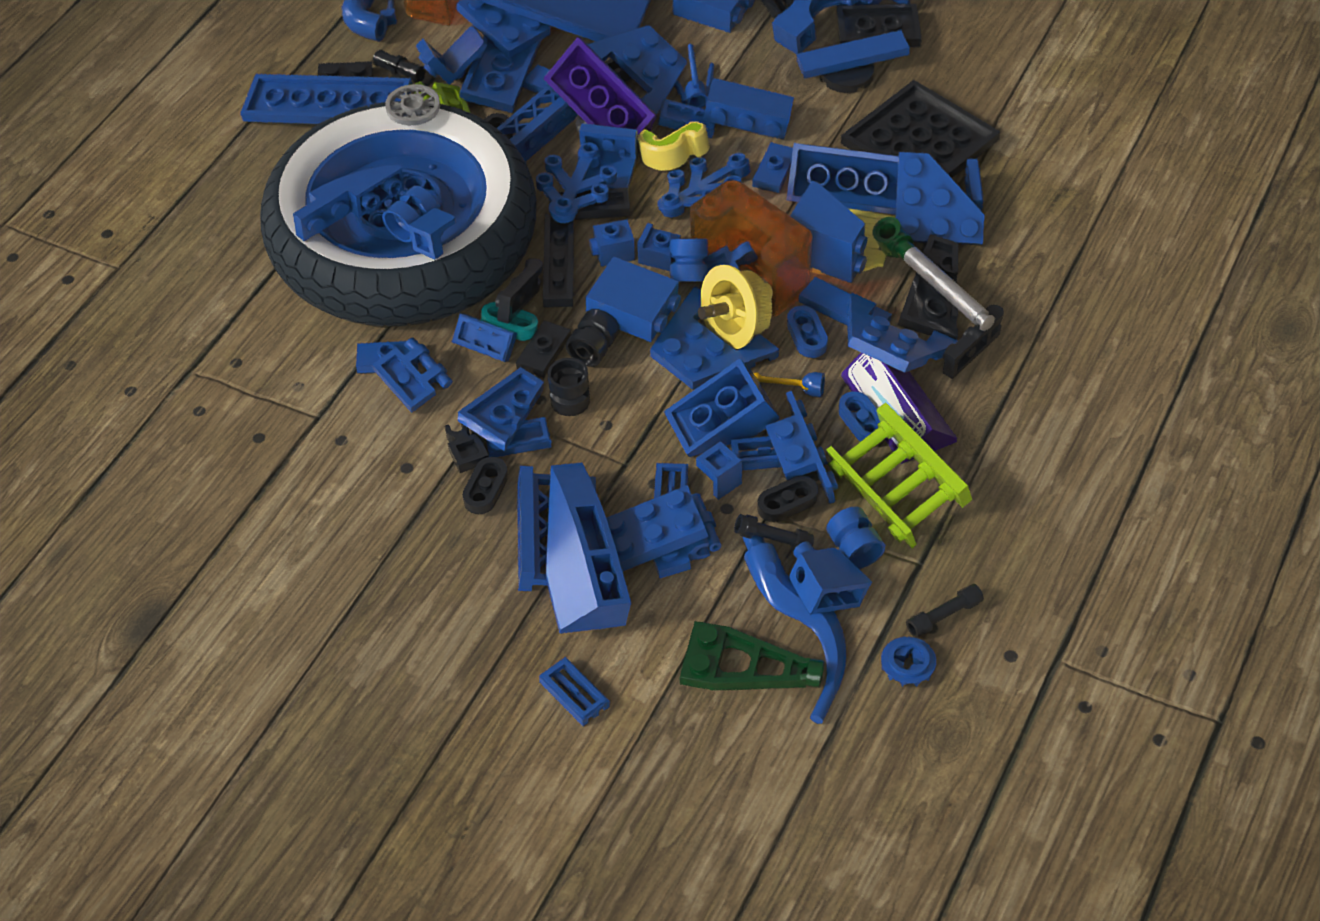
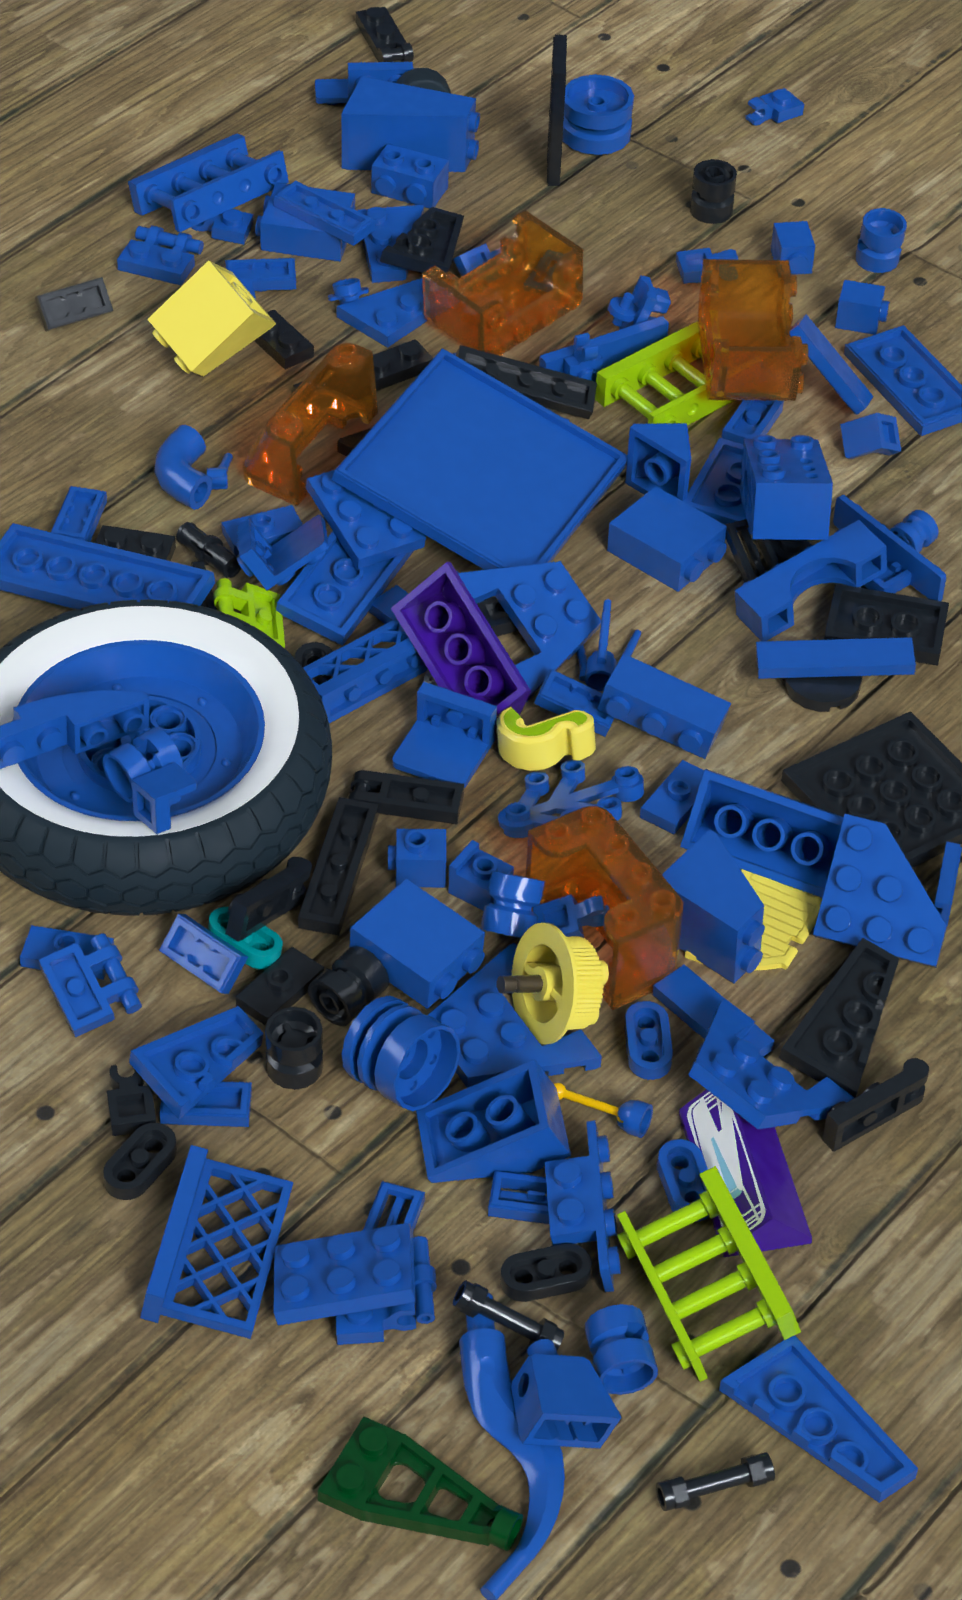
camera: 10 degrees right, 5 degrees down
(300, 57) = (80, 513): none -> blue plate
(412, 104) = (195, 612): light grey wheel -> none
(439, 39) = (272, 525): none -> blue plate
(566, 207) = (367, 795): blue plant -> none
(582, 556) = (233, 1290): blue wedge -> none
(591, 710) = (185, 1508): blue tile -> none
(645, 373) = (401, 1053): none -> blue wheel
(722, 468) = (465, 1209): blue panel -> none
(896, 653) = (634, 1524): blue gear -> none
(898, 243) = (813, 943): flat silver piece -> none
(998, 551) = (816, 1413): none -> blue wing

